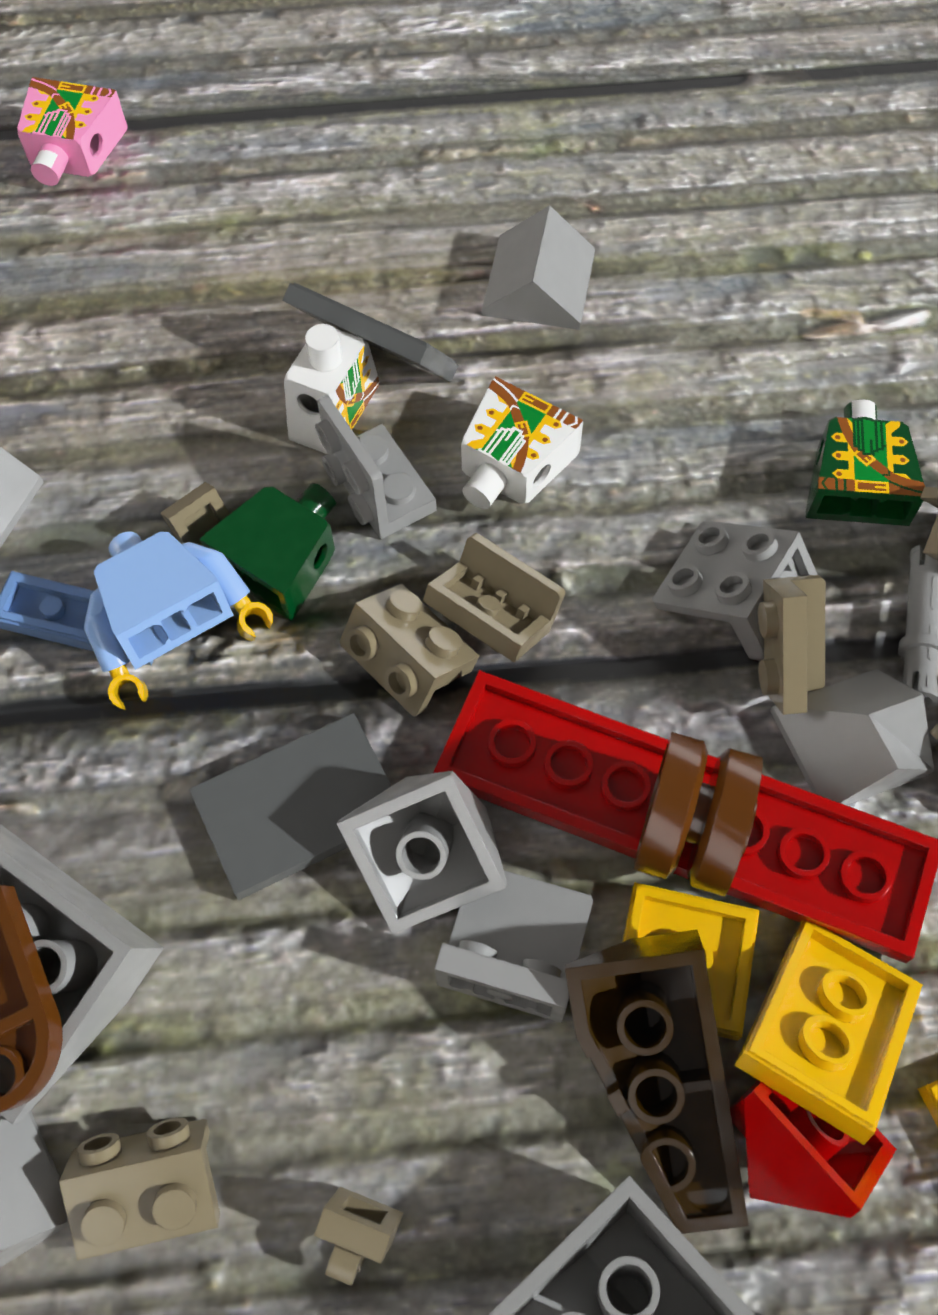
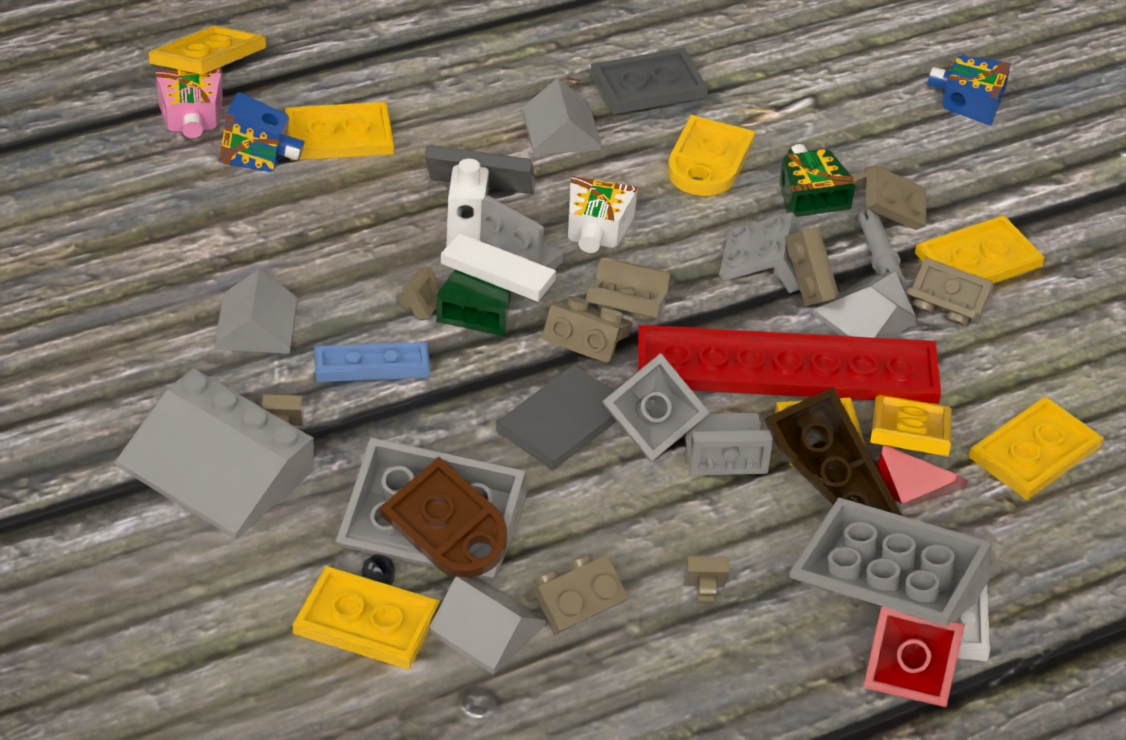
camera: 25 degrees left, 20 degrees down
(106, 202) = (257, 136): none -> blue torso
(121, 58) = (207, 49): none -> yellow tile
(156, 599) = (429, 330): light blue torso -> none
(238, 217) = (341, 130): none -> yellow tile
(305, 518) = (498, 267): none -> white tile
(693, 234) = (648, 81): none -> dark grey plate
(709, 816) = (801, 341): reddish brown wheel -> none
(731, 376) = (711, 153): none -> yellow tile

